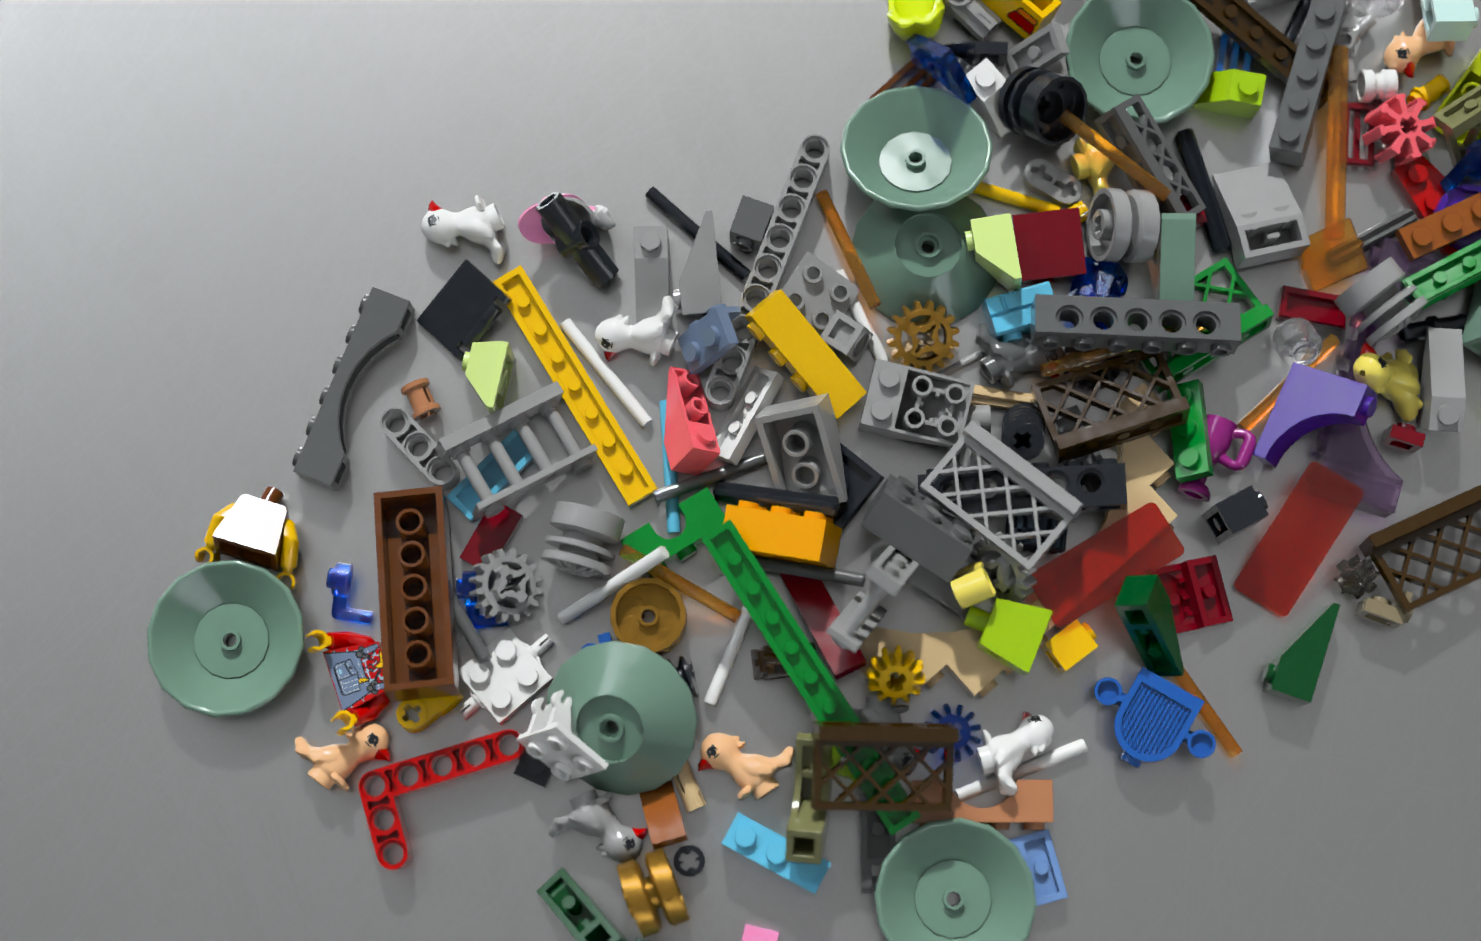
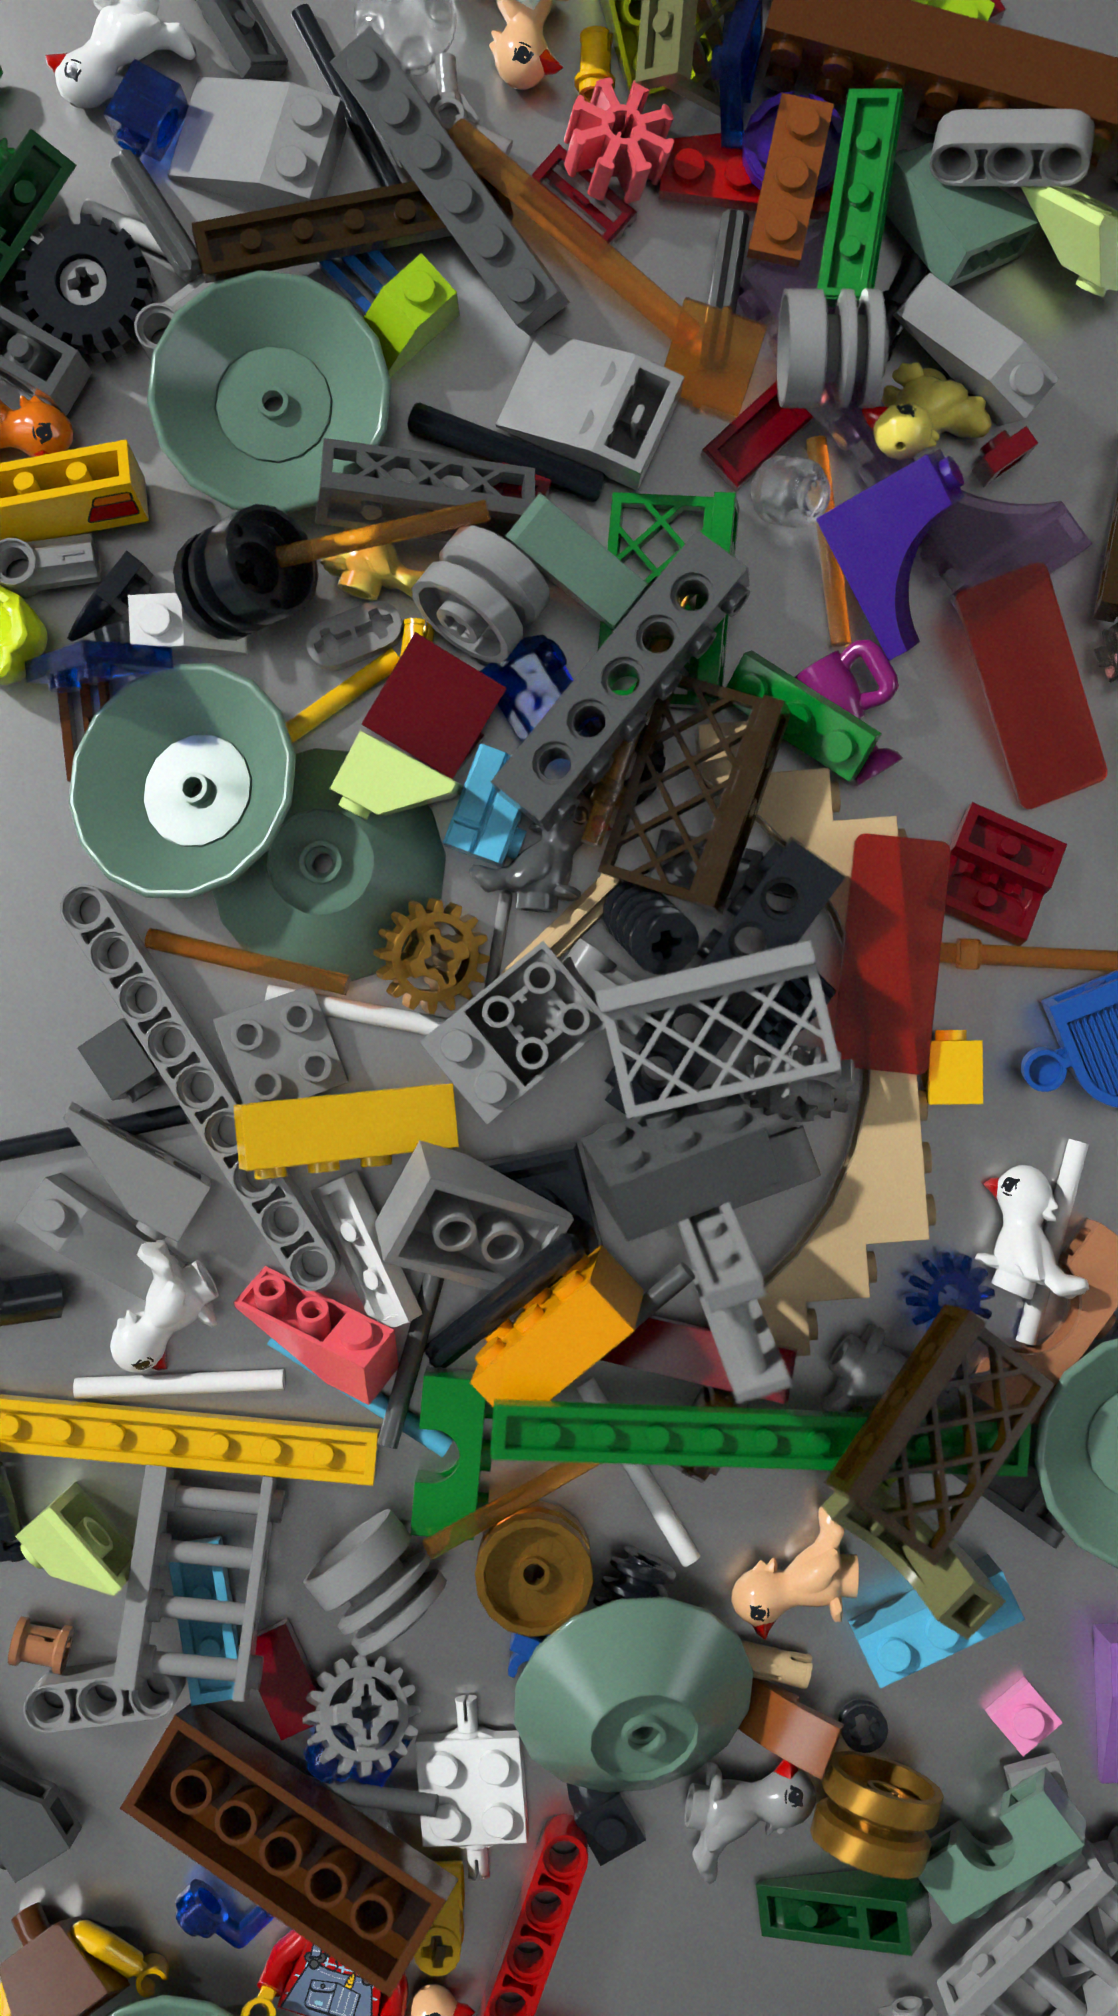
camera: 55 degrees left, 10 degrees up
(554, 744) = (594, 1809): white plate -> none
(613, 585) = (462, 1585): white bar -> none
(709, 337) = (233, 1232): sand blue bracket -> none
(846, 336) = (360, 1054): light grey brick -> none
(895, 687) = (837, 1325): yellow gear -> none
(972, 585) = (801, 1148): light yellow piece -> none
(1010, 632) = (890, 1141): lime torso -> none
(1039, 49) = (167, 517): light grey plate -> none
(1150, 623) = (1003, 957): dark green slope -> none
(1236, 514) = (950, 742): black brick -> none
(1378, 85) = (539, 120): white wheel -> none

